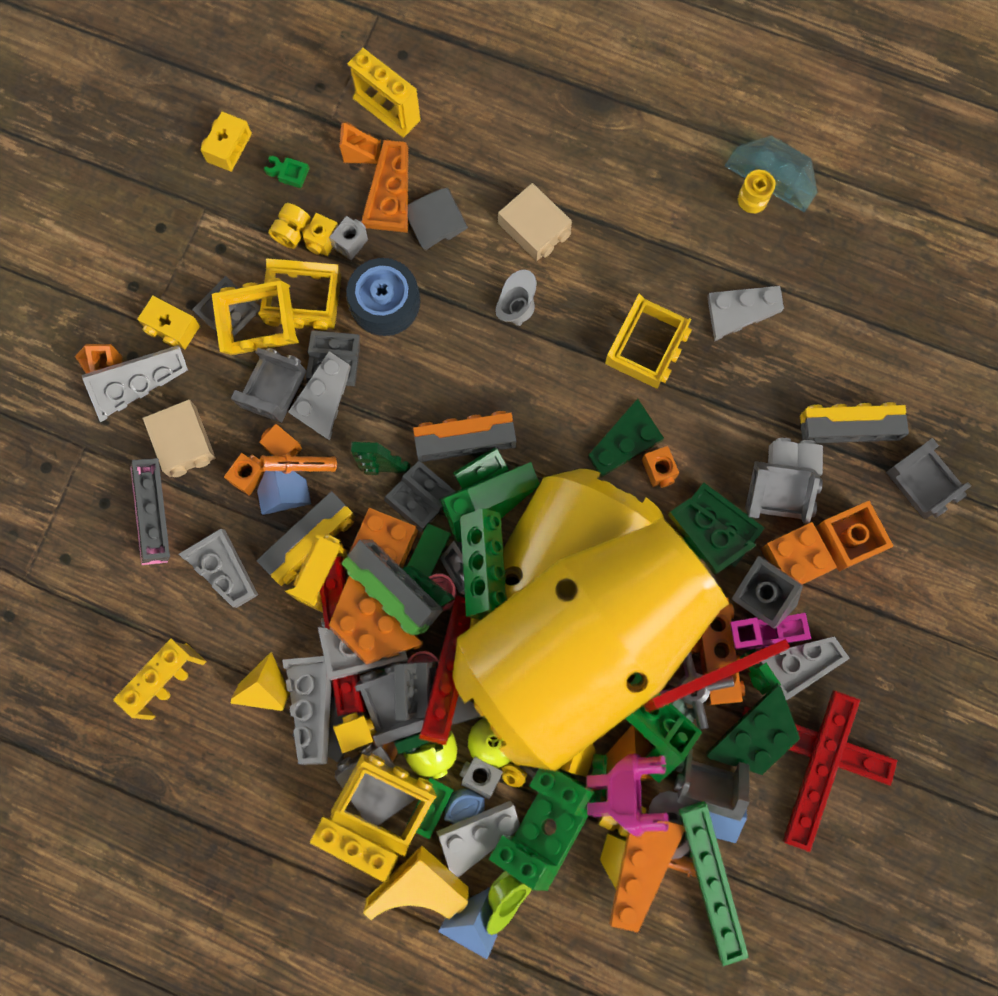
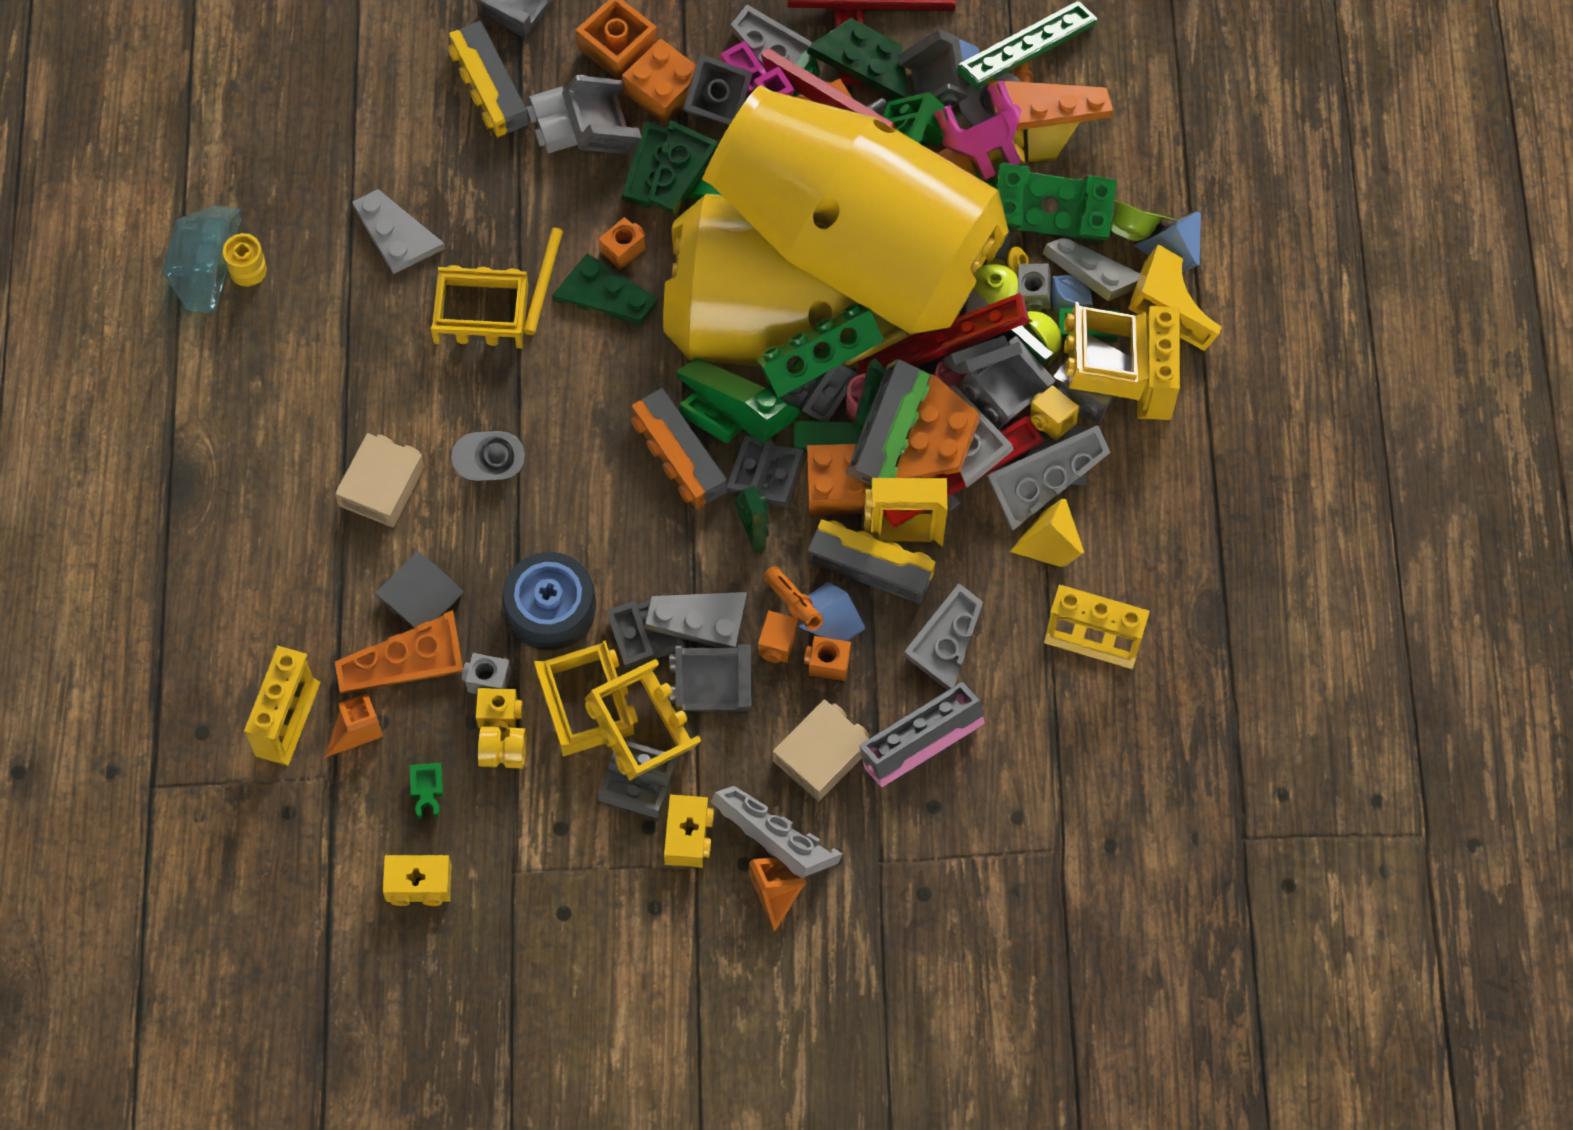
camera: 115 degrees left, 10 degrees down
(655, 399) = (543, 281): none -> yellow bar

